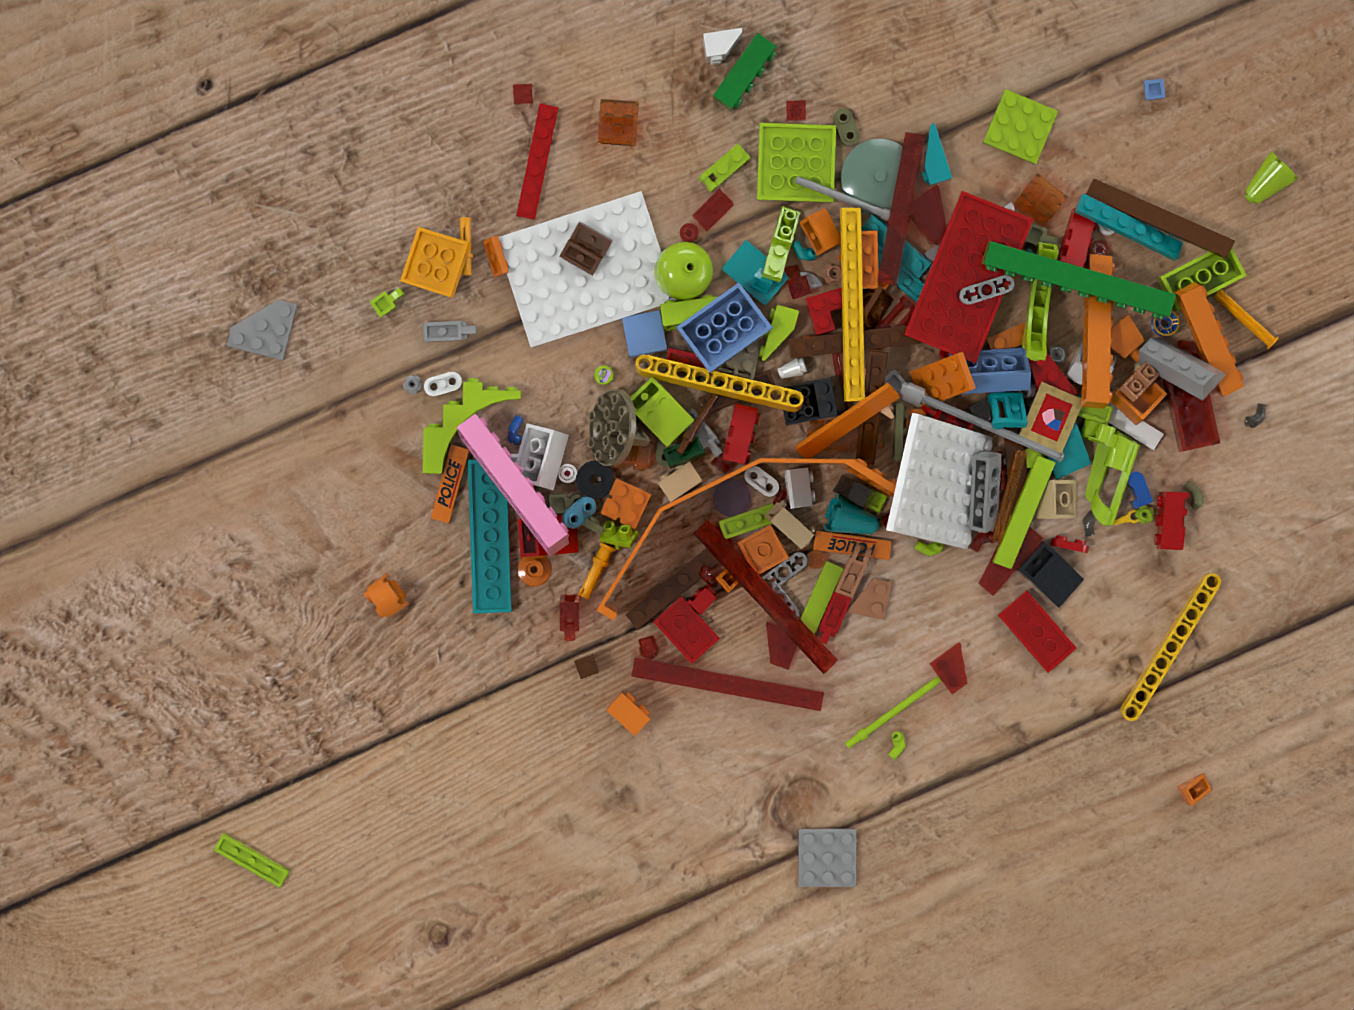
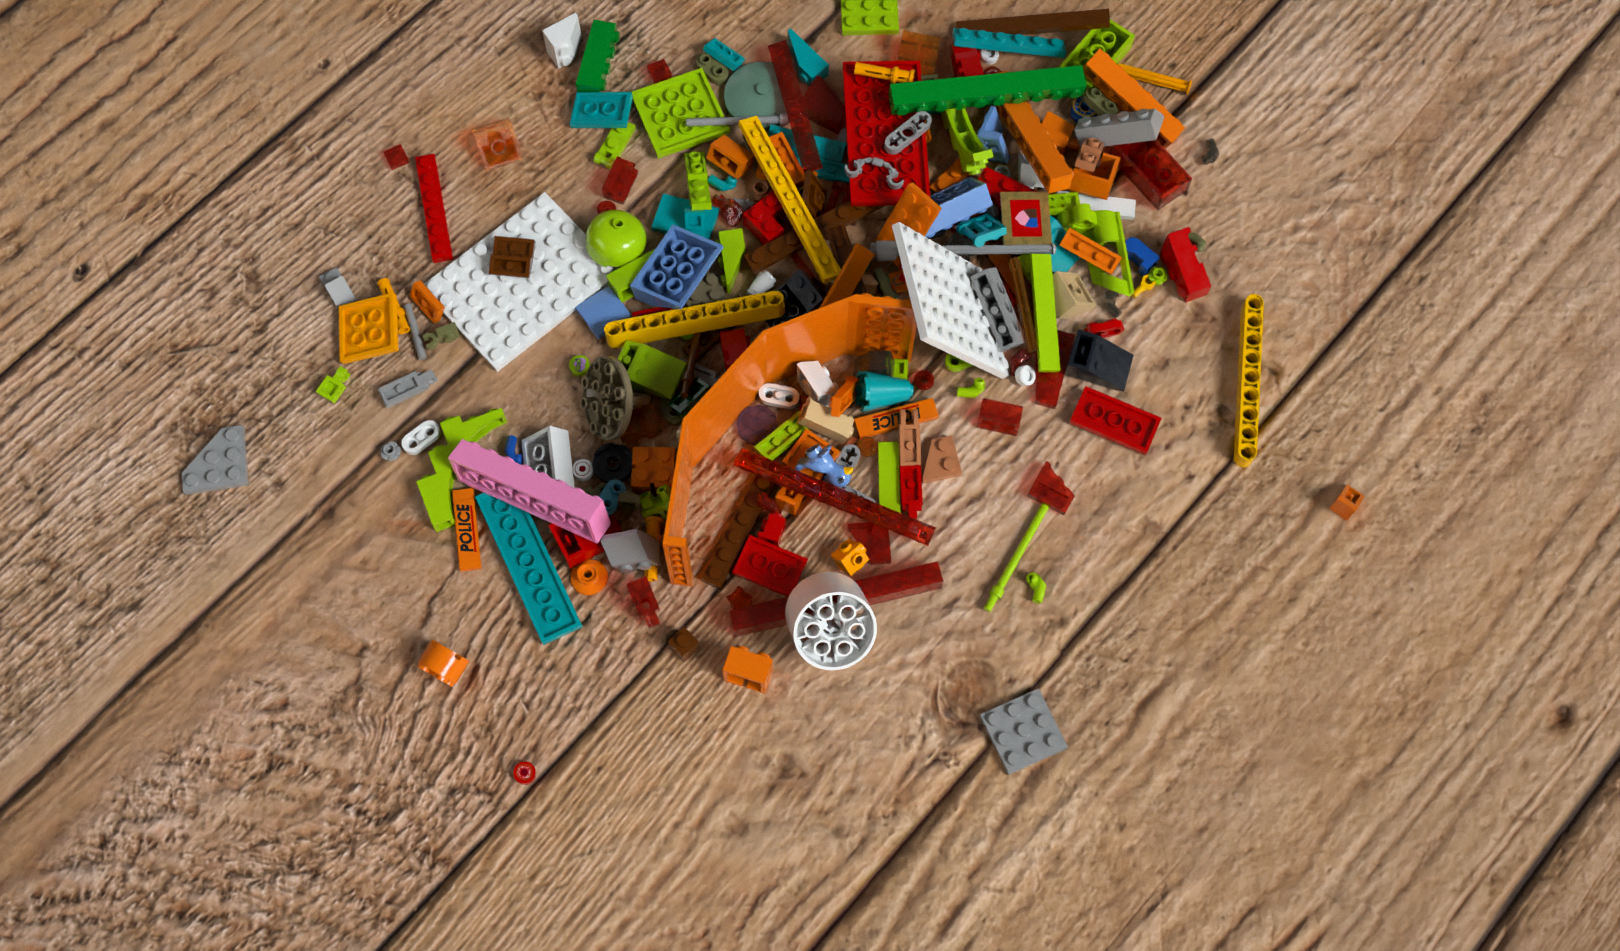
camera: 25 degrees left, 20 degrees down
(417, 712) = (524, 773): none -> red tile
(423, 206) = (337, 287): none -> light grey slope
(475, 278) = (415, 331): none -> light grey bar
(501, 296) = (443, 334): none -> olive plate
(577, 571) = (631, 550): none -> light grey slope
(719, 714) = (846, 645): none -> white wheel
(726, 129) = (601, 110): none -> teal tile
(755, 653) = (850, 556): none -> light orange brick
(767, 563) = (821, 461): none -> medium blue animal
(814, 512) = (843, 397): none -> orange plate
(862, 119) = (723, 54): none -> teal plate
(940, 584) = (999, 417): none -> clear red hinge
(946, 307) = (876, 162): none -> light grey piece
(980, 556) = (1025, 375): none -> white tile
(1000, 227) = (894, 75): none -> light orange pin
(1059, 318) = (991, 136): none -> medium blue bracket
(1094, 471) = (1090, 251): none -> orange plate
(1178, 330) = (1099, 102): none -> olive plate

